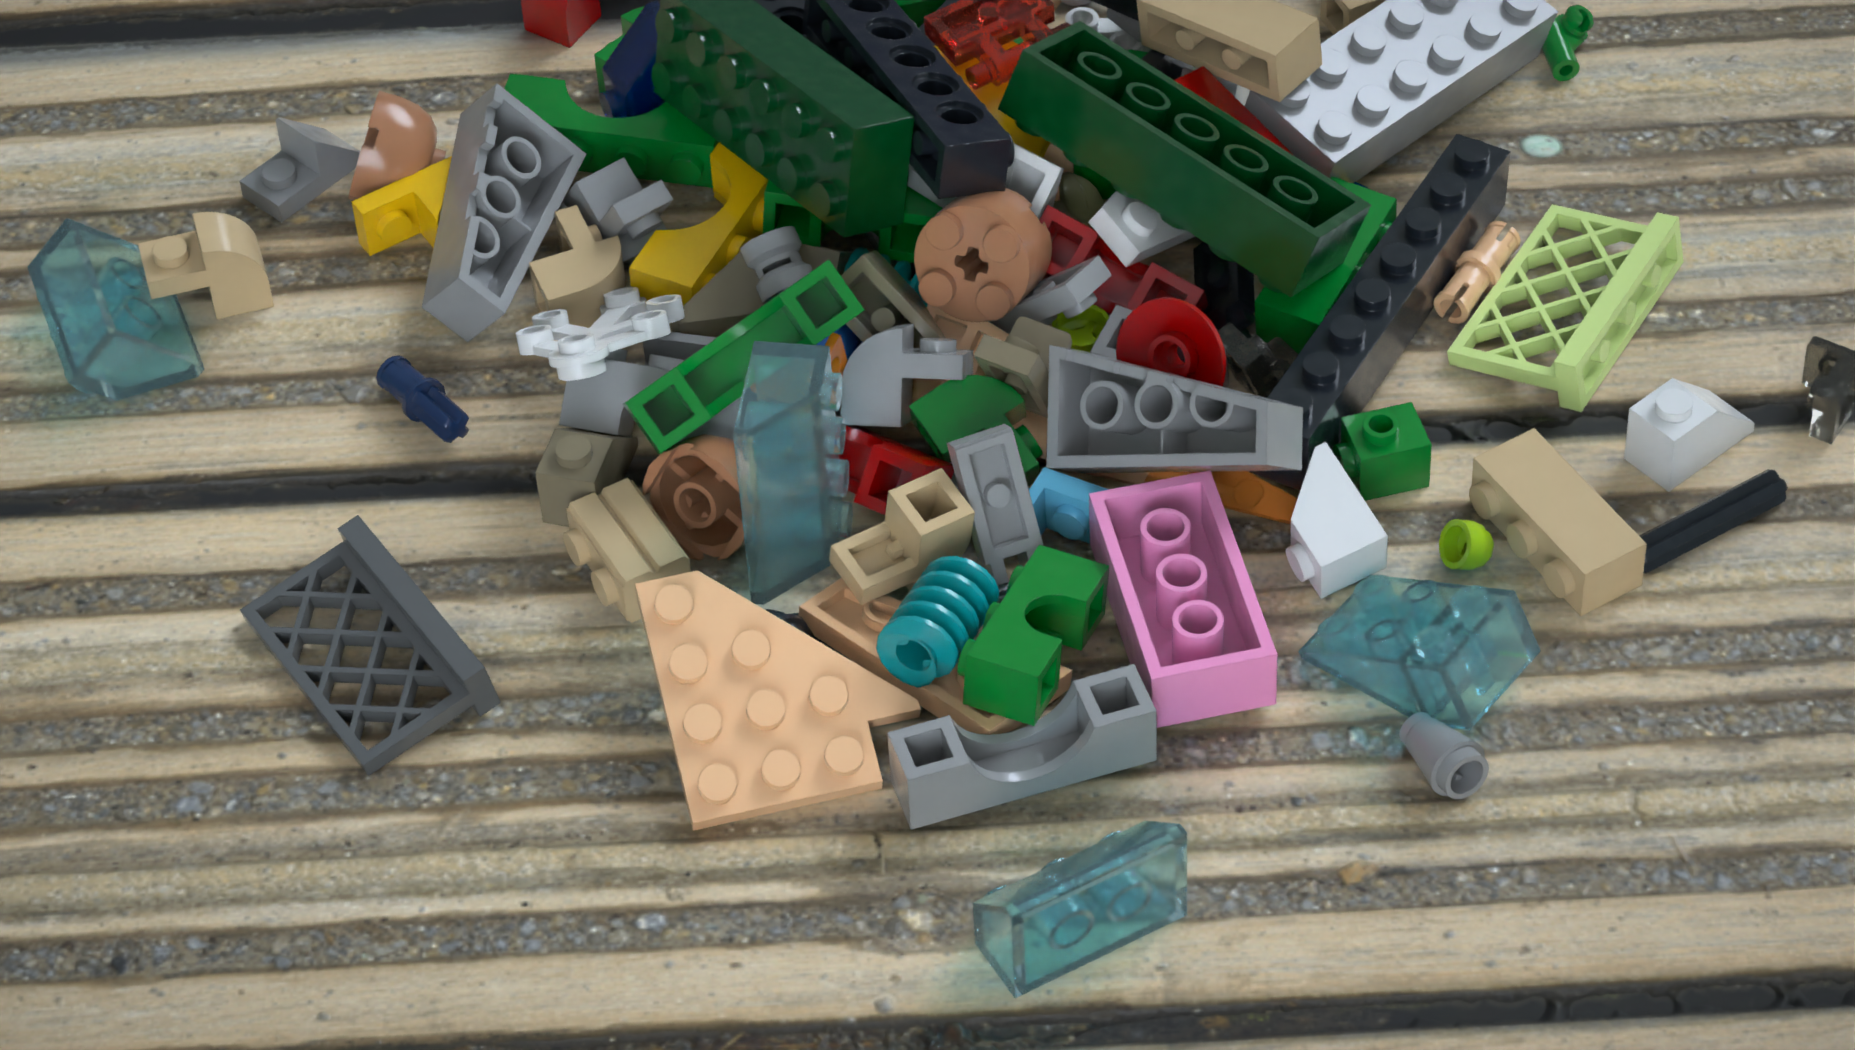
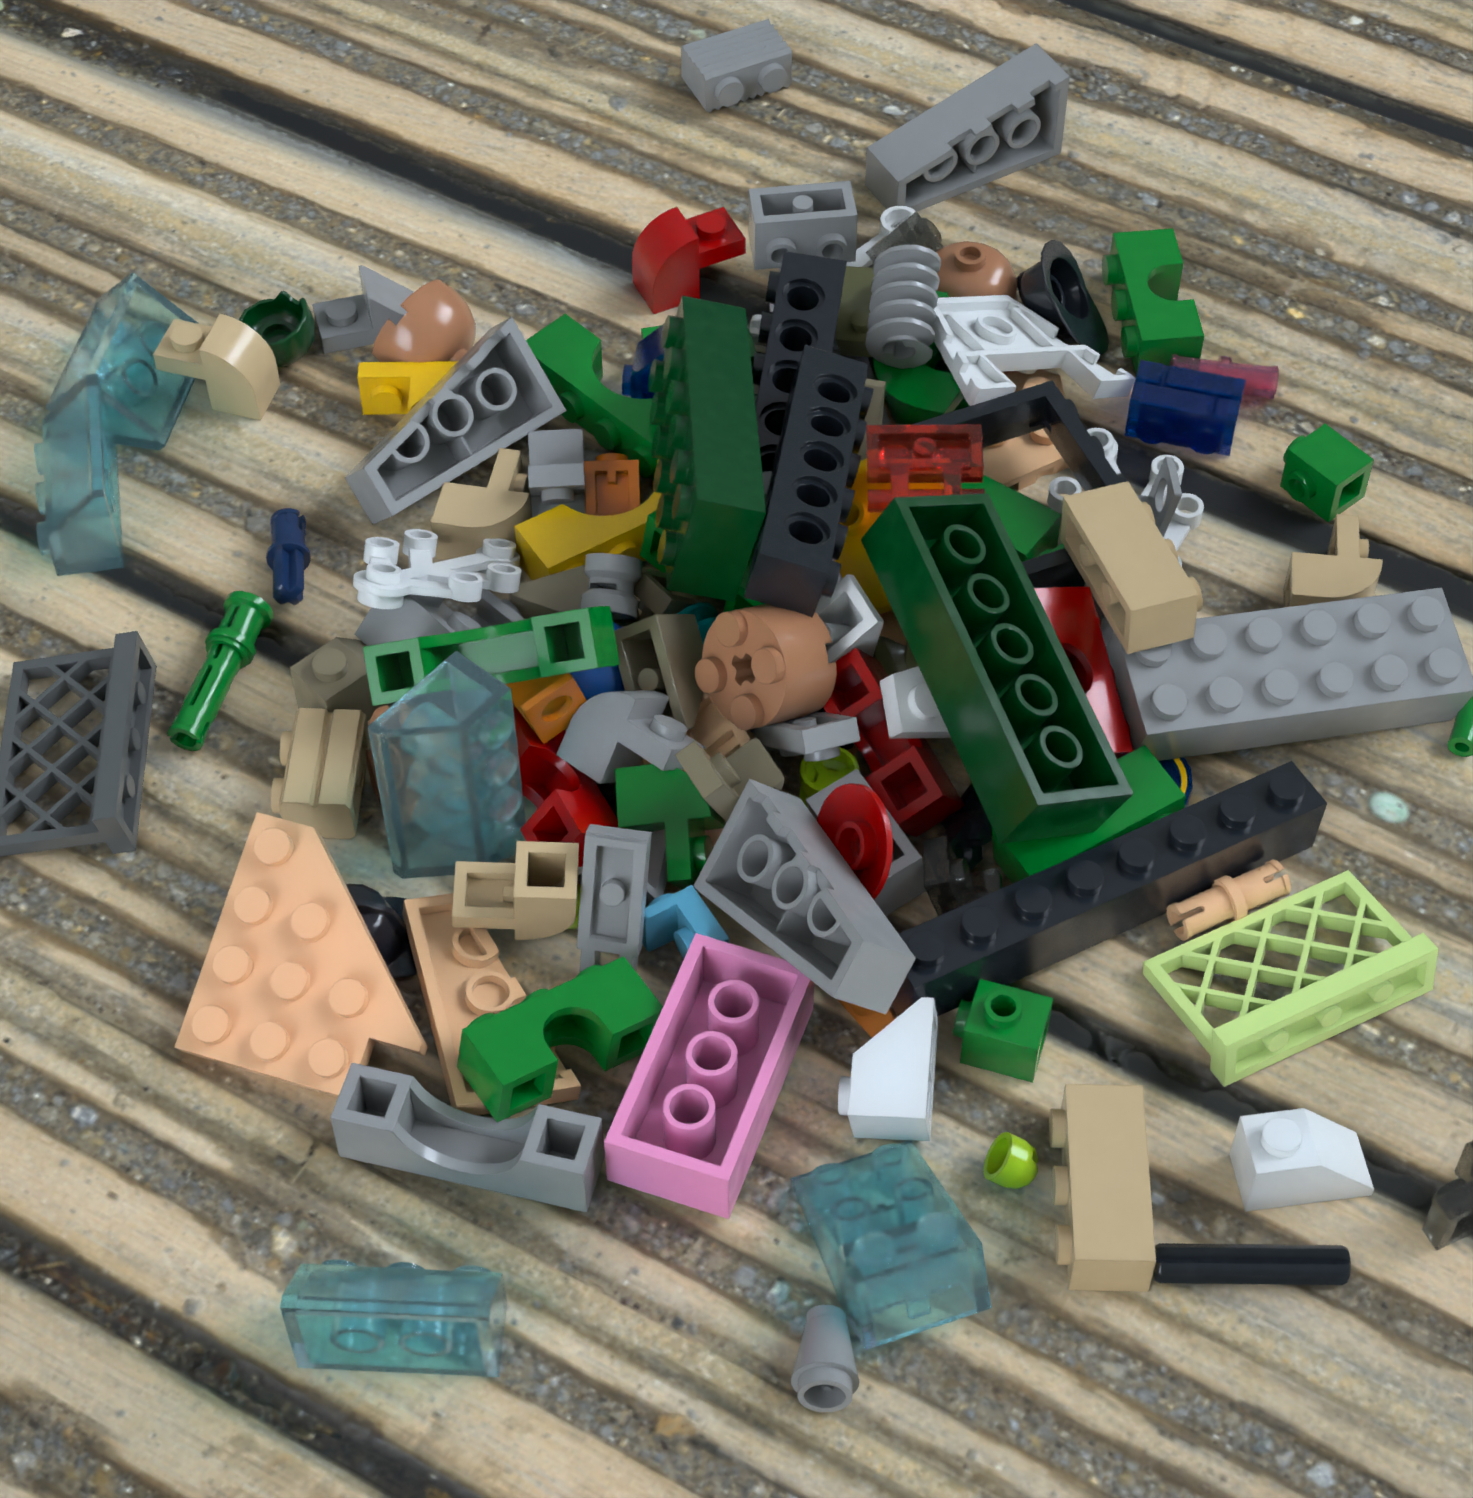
camera: 30 degrees right, 5 degrees up
(172, 423) = (79, 484): none -> clear light blue slope
(242, 198) = (284, 325): none -> dark green hair
(462, 570) = (228, 650): none -> green pin
(691, 197) = (611, 485): none -> orange bracket
(936, 620) = (483, 975): teal piece -> none

